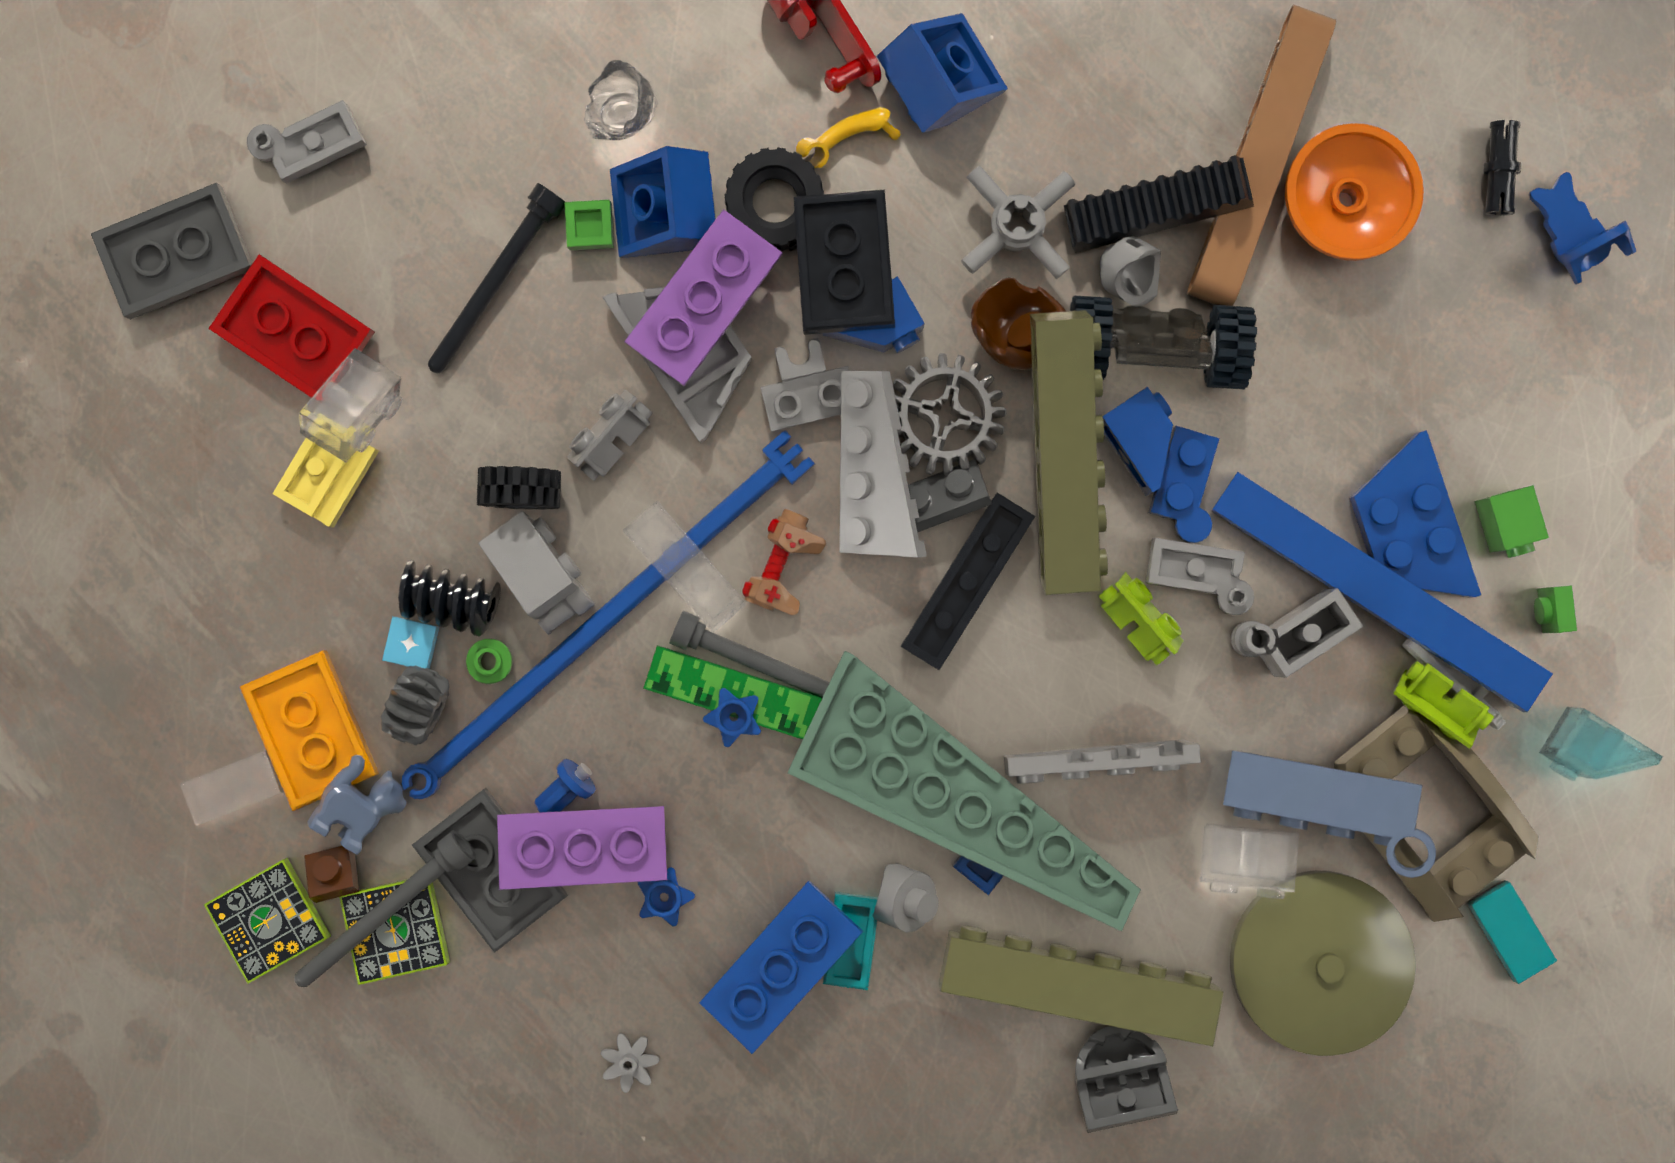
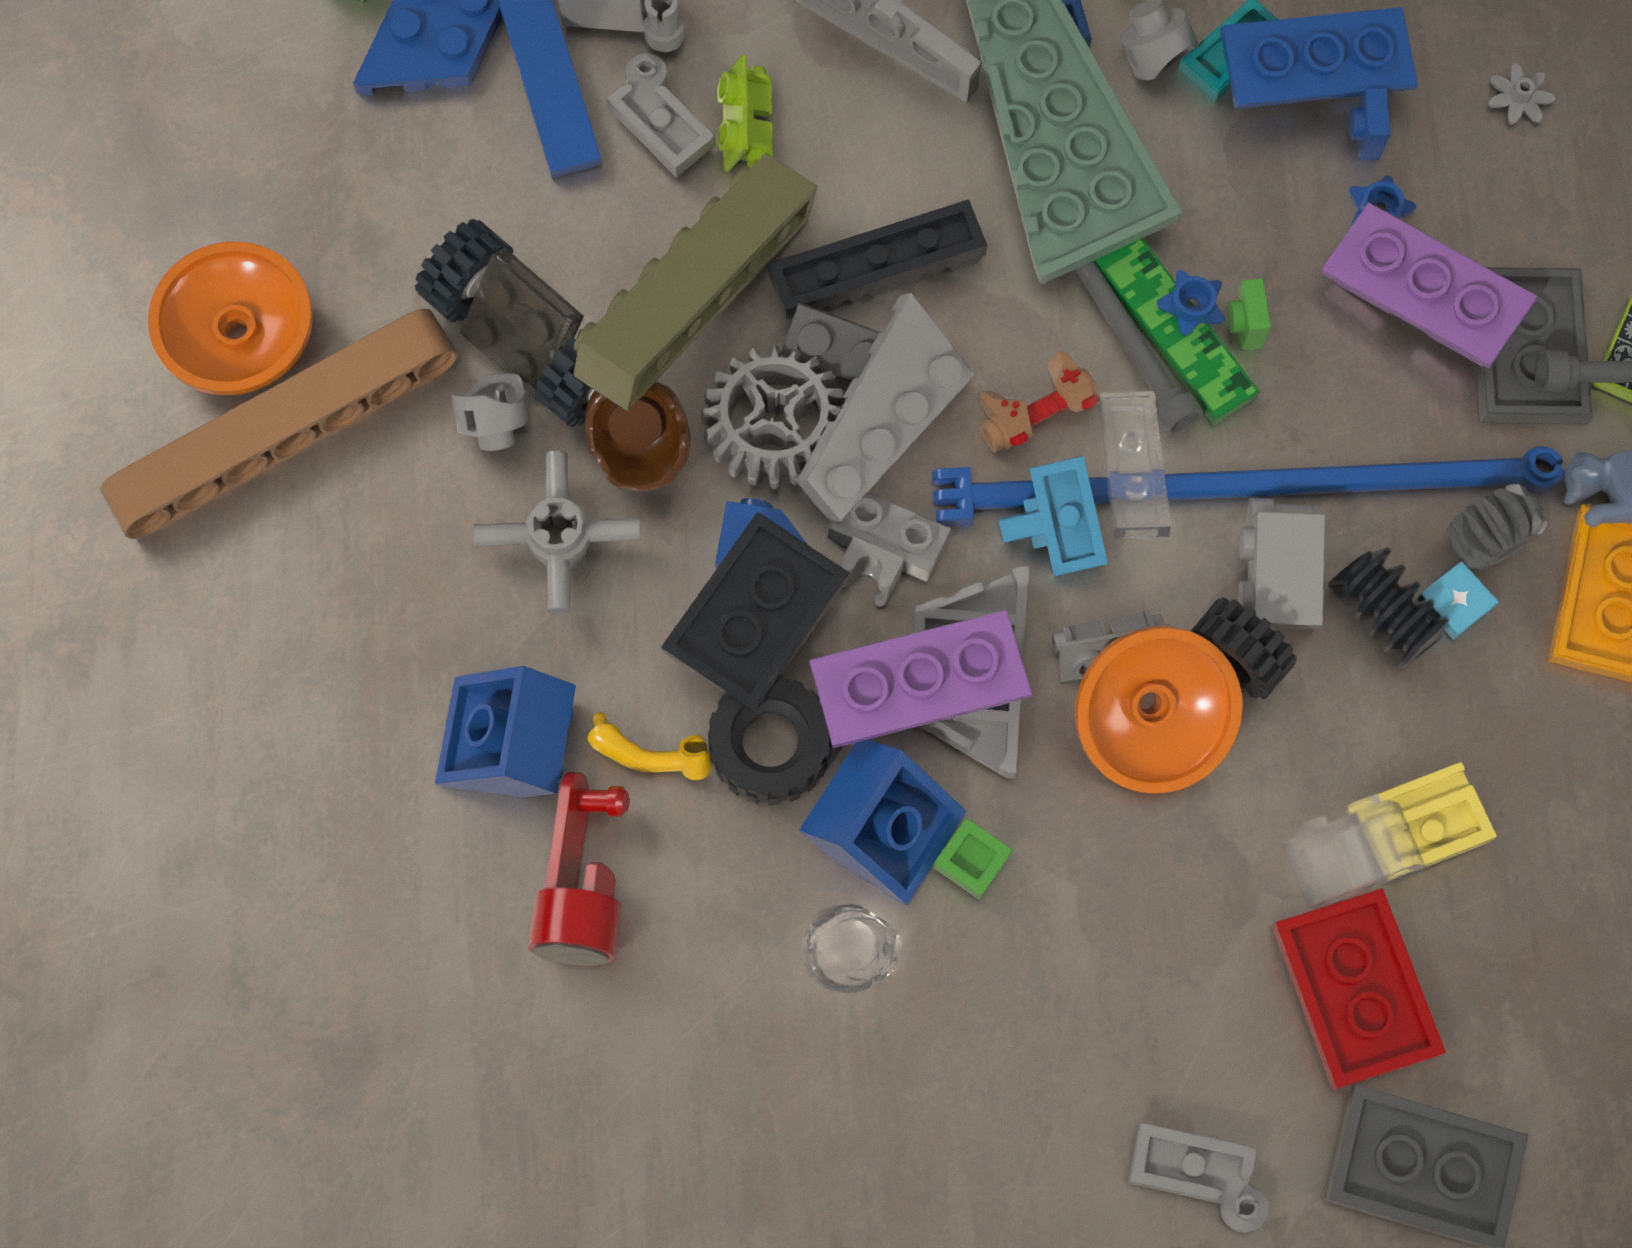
camera: 145 degrees left, 15 degrees down
(503, 661) = (1381, 536): bright green plate -> none
(541, 404) = (1184, 729): none -> orange dish
(542, 208) = (1005, 913): black piece -> none
(572, 782) = (1392, 357): blue piece -> none
(689, 736) = (1249, 314): none -> bright green plate
(705, 491) = (1060, 517): none -> dark azure hinge
(713, 949) = (1370, 124): none -> blue plate
(1141, 437) = (608, 259): blue slope -> none
(1159, 204) = (415, 444): black gear -> none
(1184, 483) = (605, 202): blue hinge -> none
(1502, 167) = (77, 248): black pin -> none
(1576, 237) = (68, 141): blue hair -> none

